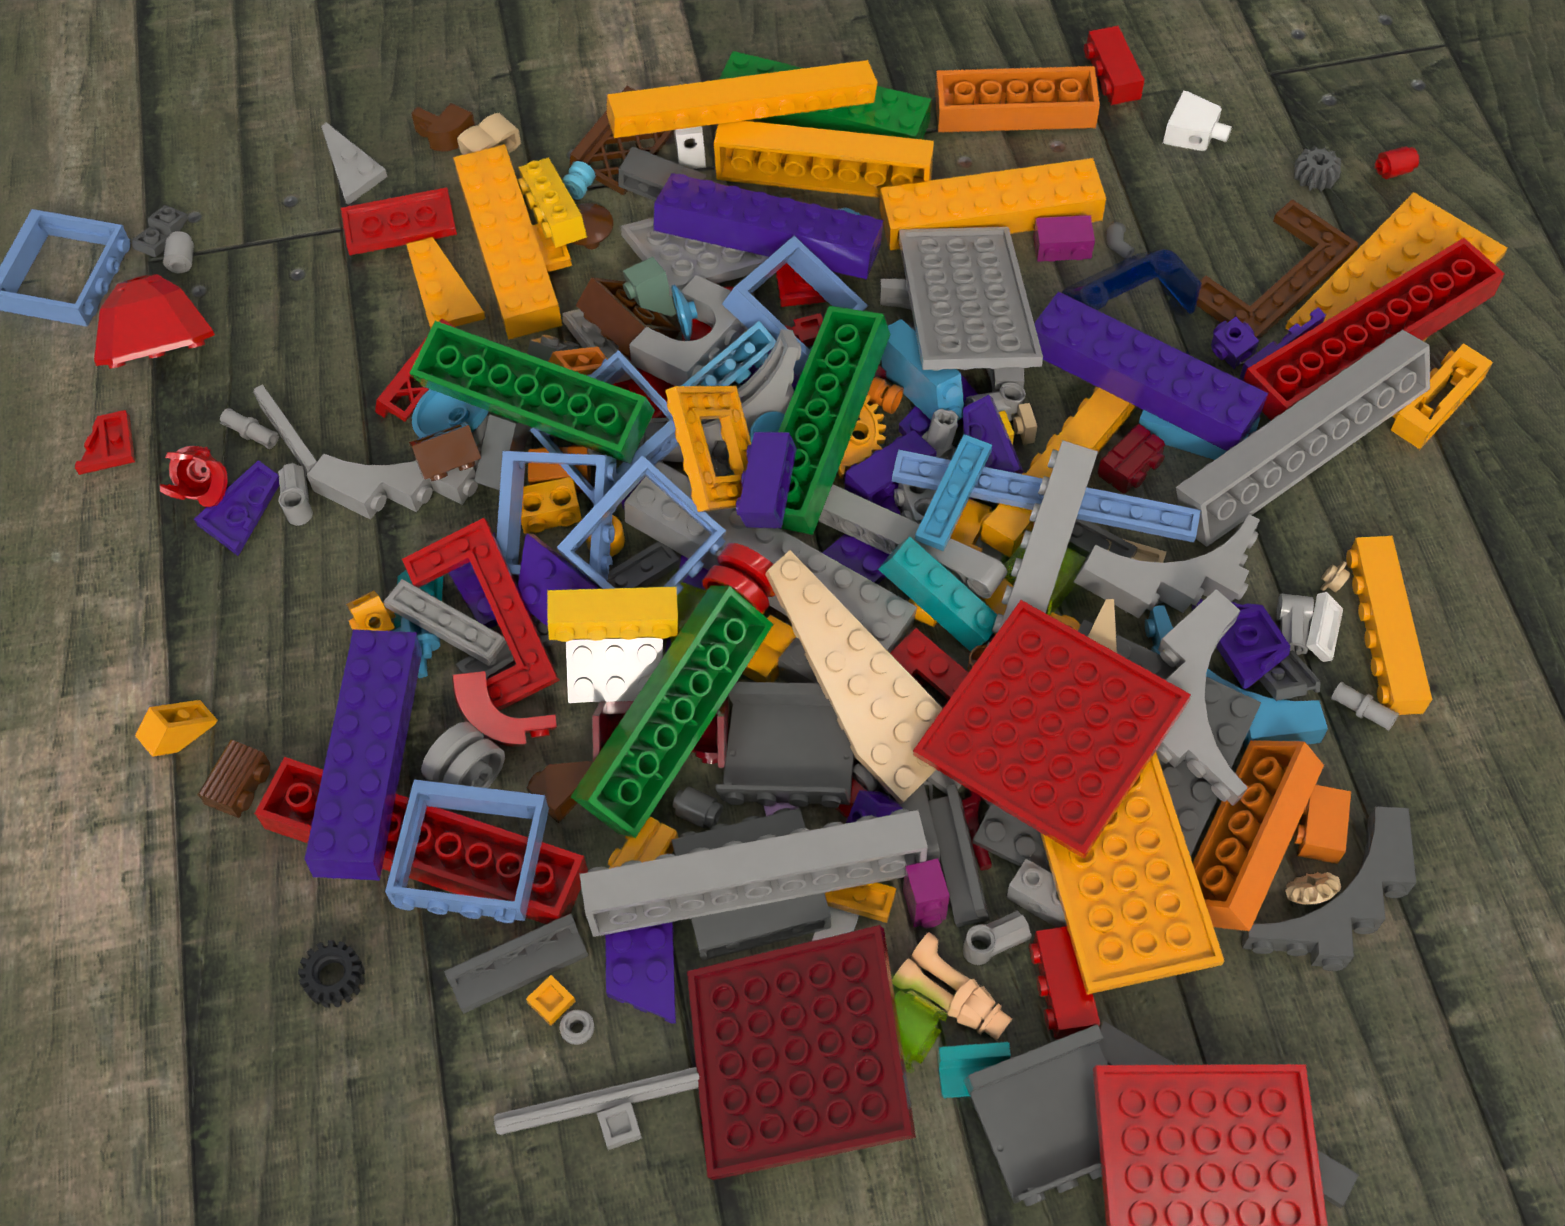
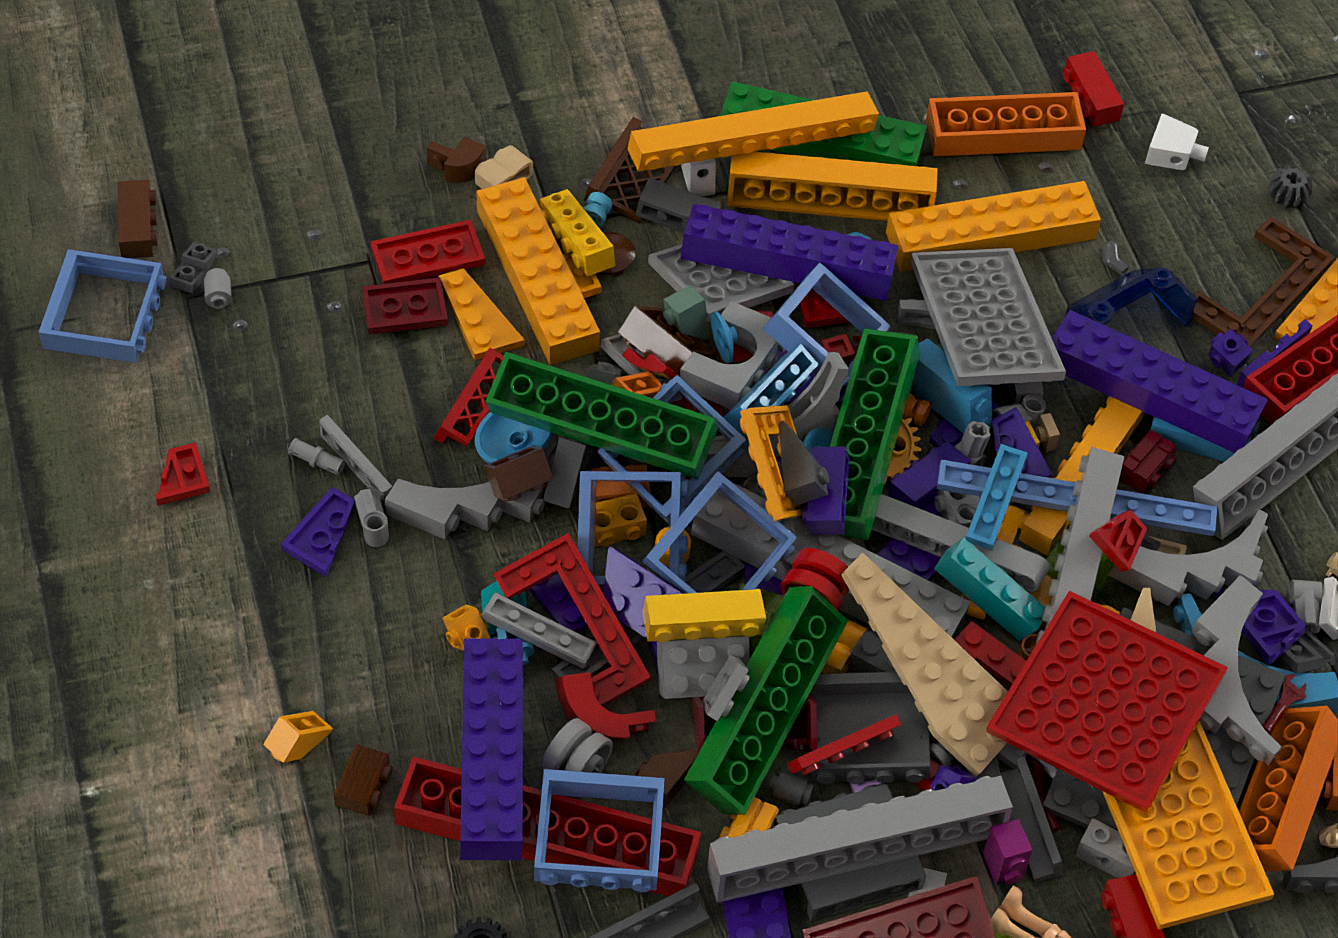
camera: 10 degrees left, 5 degrees down
(109, 181) = (136, 219): none -> reddish brown brick
(146, 320) = (202, 356): red brick -> none
(192, 479) = (289, 511): red helmet -> none
(353, 167) = (375, 202): light grey wing -> none
(365, 274) = (404, 306): none -> dark red plate
(602, 339) = (651, 363): none -> red slope
(624, 697) = (731, 678): none -> light grey plate
(737, 458) = (802, 473): none -> dark grey slope
(742, 770) = (834, 750): none -> red plate
(867, 900) = (953, 862): light orange plate -> none
(997, 936) = (1072, 889): light grey piece -> none
(1064, 238) = (1063, 257): magenta brick -> none
(1086, 543) = (1120, 539): none -> red wing
(1264, 725) = (1289, 695): none -> dark red piece

